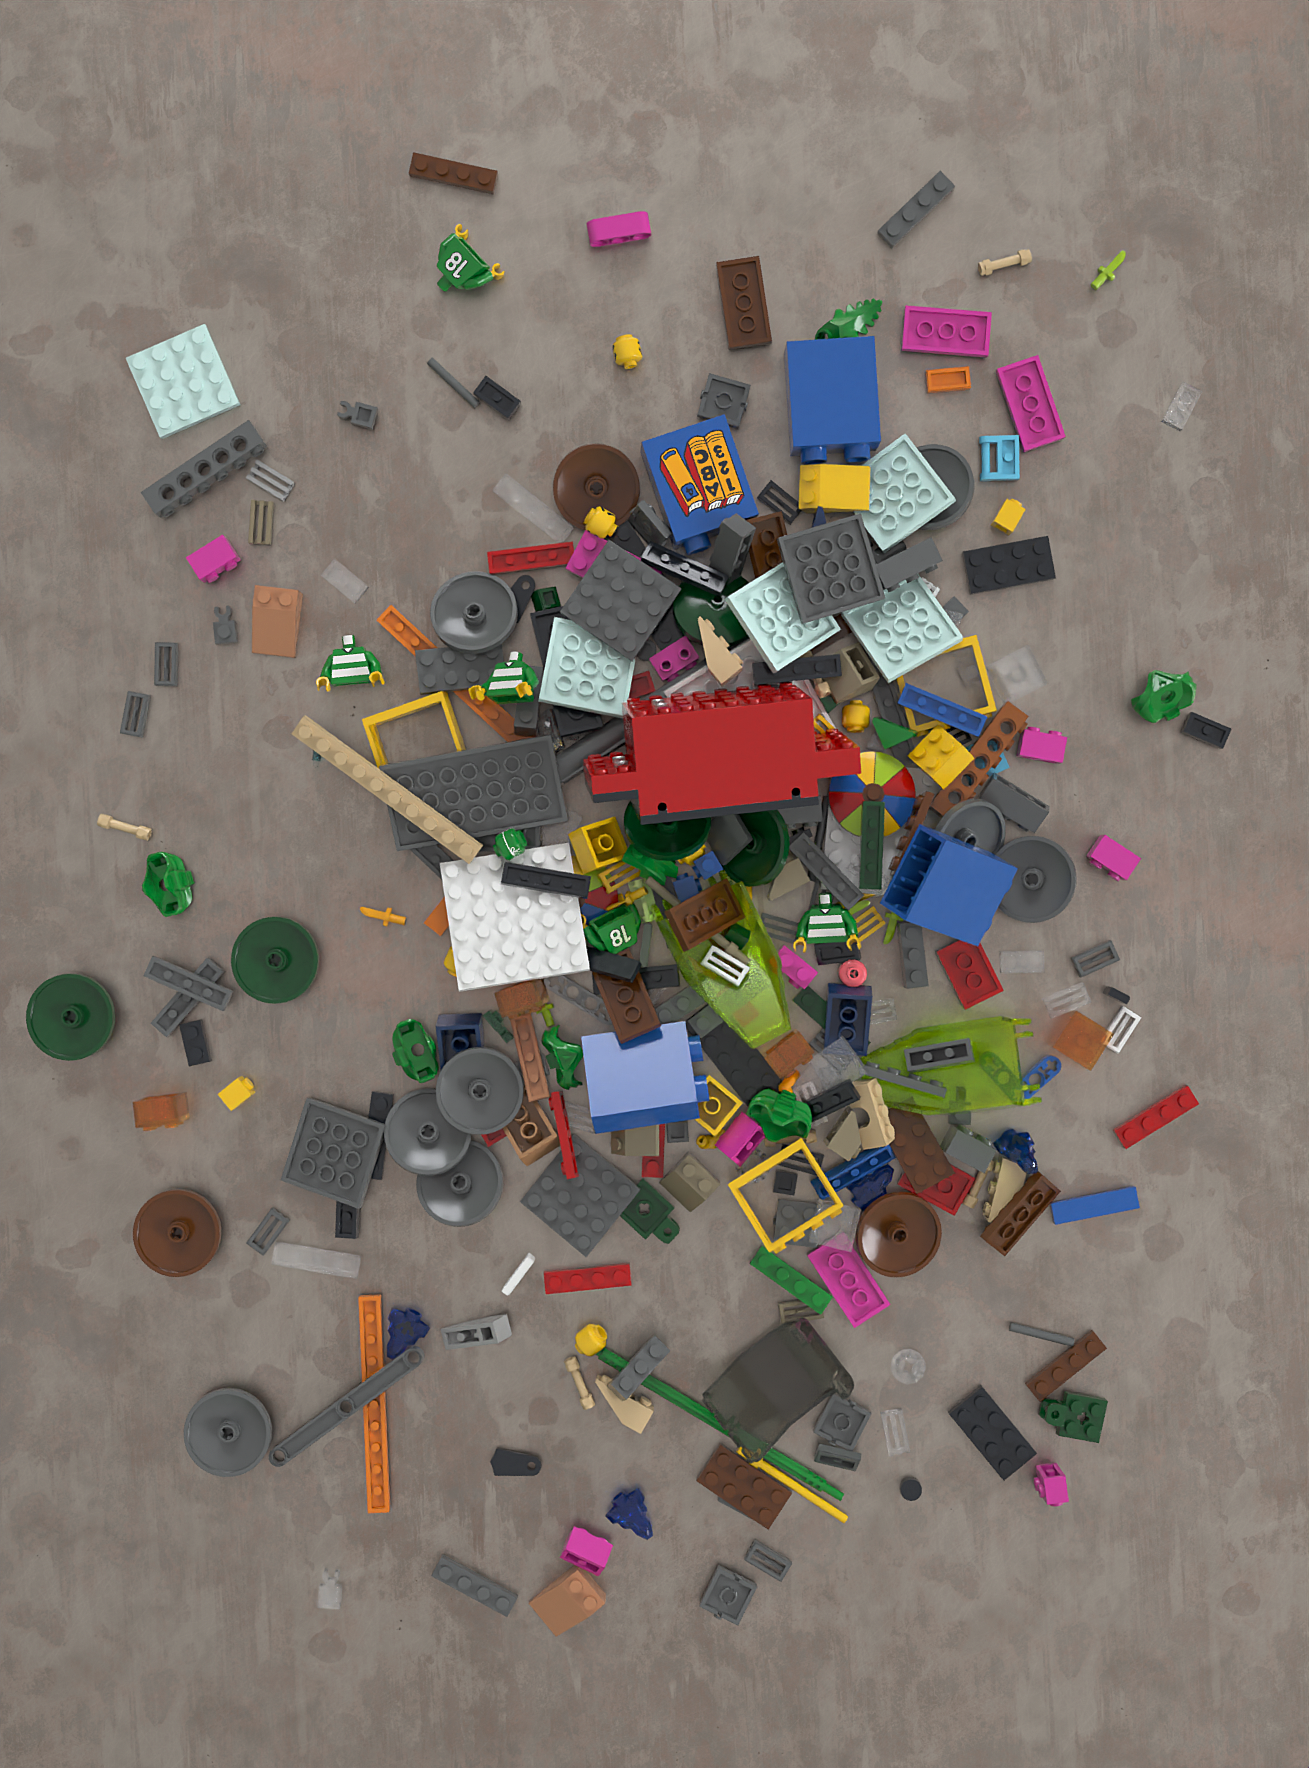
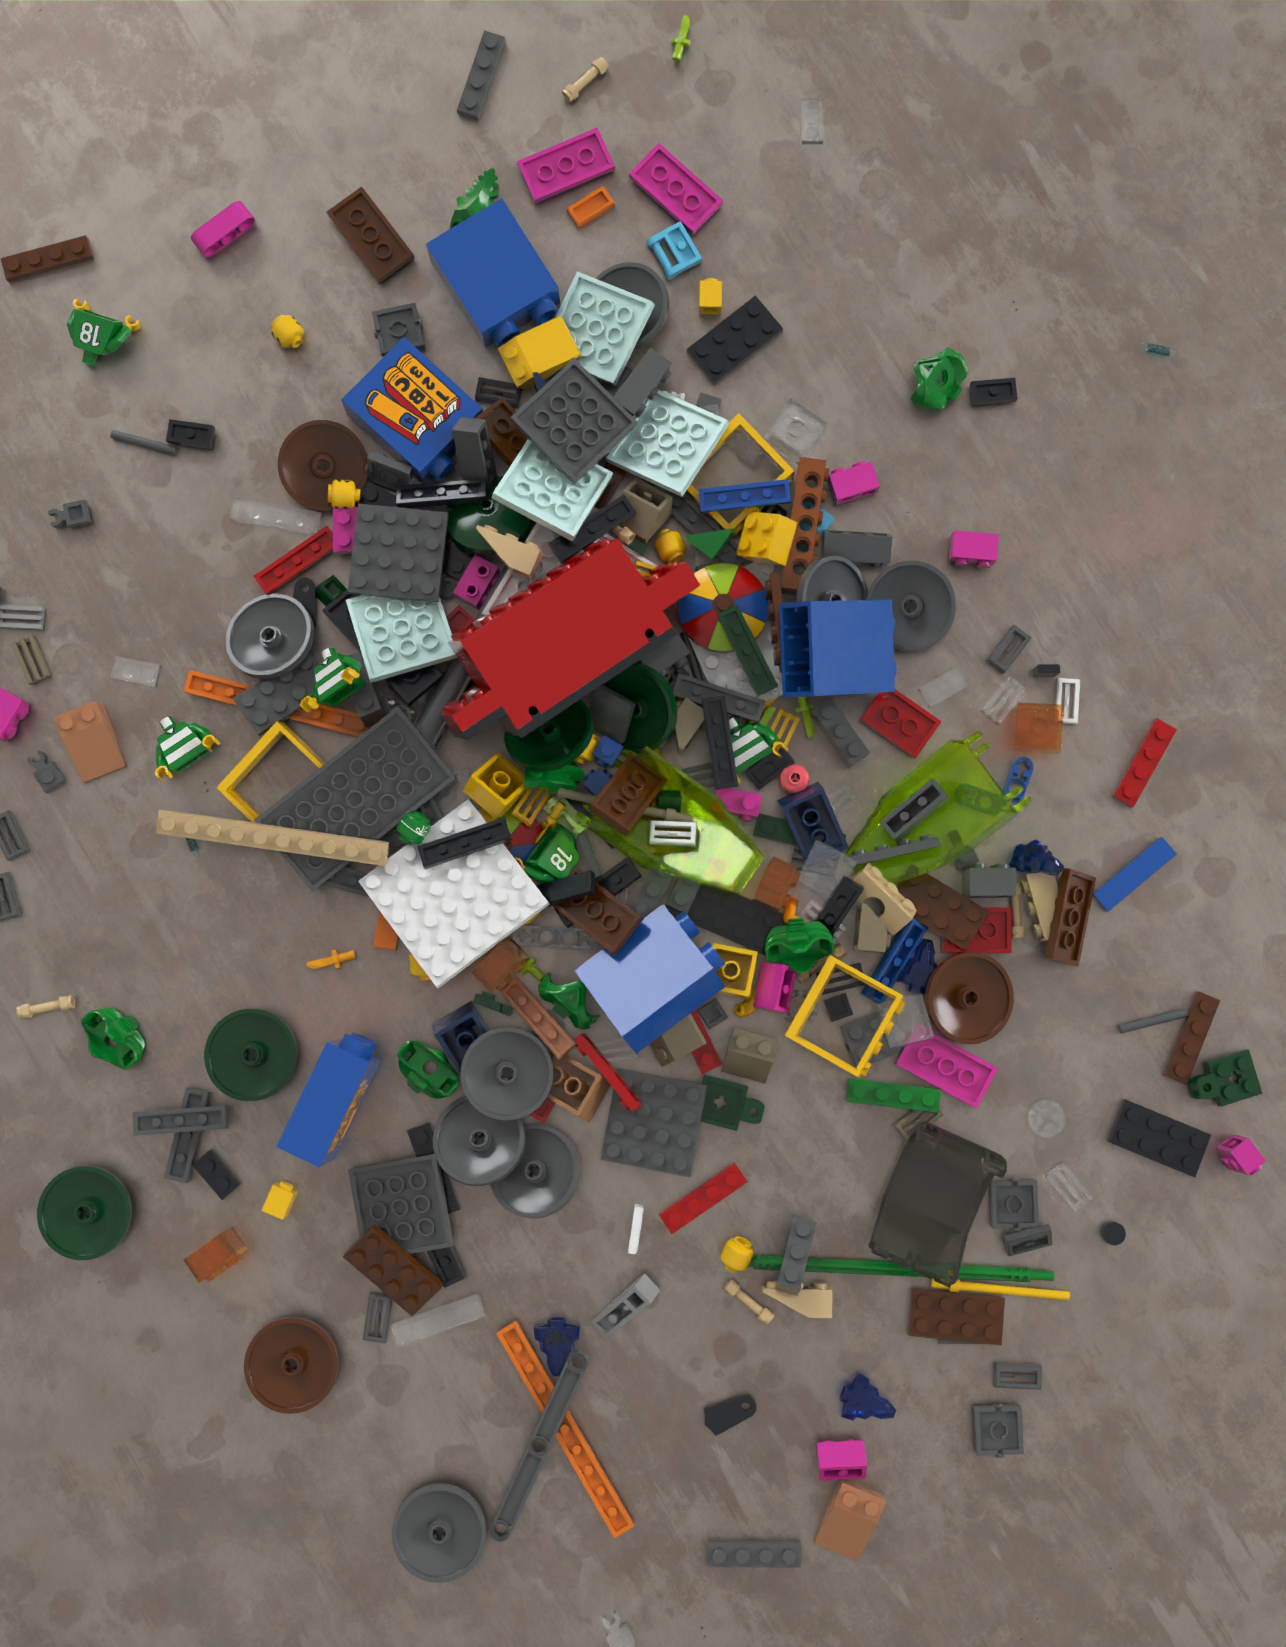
camera: 25 degrees left, 5 degrees down
(300, 1200) = (393, 1270): none -> reddish brown plate
(322, 1036) = (331, 1099): none -> blue brick
(806, 911) = (719, 742): none -> black tile

